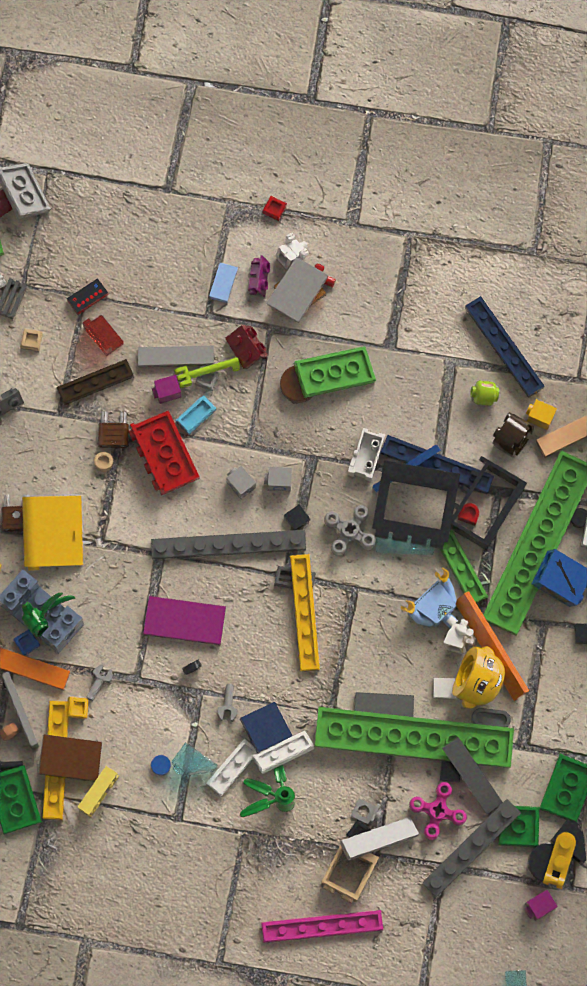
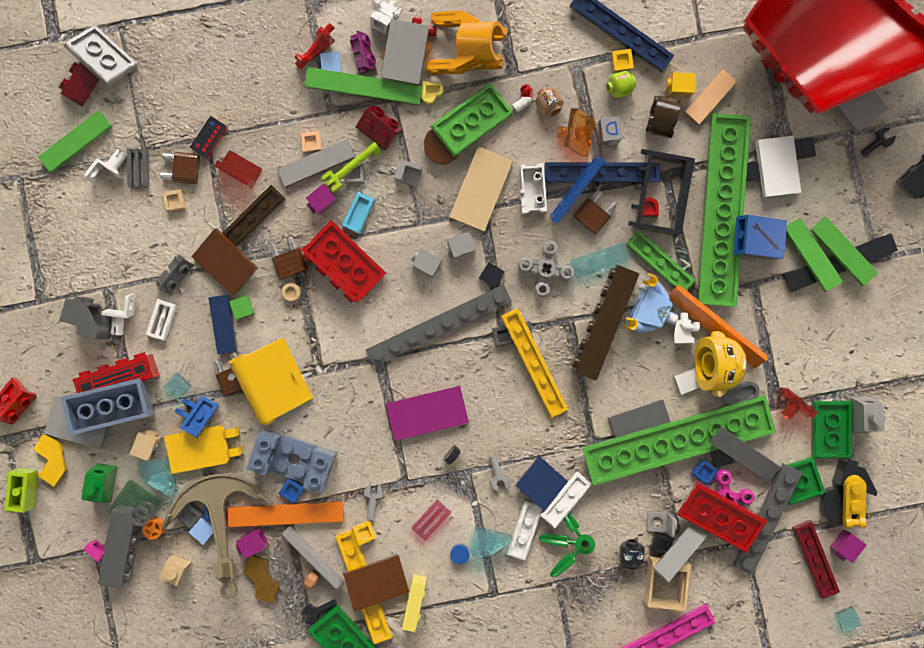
camera: 20 degrees left, 15 degrees up
(28, 465) = (223, 324): none -> dark blue tile
(35, 619) = (289, 471): green plant -> none
(52, 457) = (242, 307): none -> bright green tile
(54, 314) = (184, 167): none -> reddish brown piece
(54, 410) = (224, 262): none -> reddish brown tile
(136, 735) = (441, 507): none -> clear pink tile
(178, 336) = (311, 142): none -> light nougat tile
(225, 254) = (320, 44): none -> red animal
(247, 305) = (363, 86): none -> bright green tile
(256, 396) = (408, 173): none -> light grey panel
(307, 334) = (431, 91): none -> light yellow tile
(318, 437) = (481, 189): none -> tan tile
(326, 828) = (631, 554): none -> black head
(359, 305) = (472, 44): none -> light orange piece
(386, 601) = (606, 322): none -> dark brown brick
(392, 372) = (525, 98): none -> arm
(412, 383) = (549, 102): none -> medium nougat head
(413, 500) = (592, 215): none -> reddish brown piece
(419, 477) = (596, 194): black hinge -> none
(426, 823) = (721, 517): none -> red tile
(428, 419) = (578, 133): none -> clear orange tile
(428, 780) = (704, 471): none -> blue tile
(458, 430) = (610, 131): none -> light grey brick
(495, 372) = (622, 60): none -> yellow plate
(505, 909) = (816, 559): none -> dark red tile
(539, 748) = (795, 404): none -> clear red tile

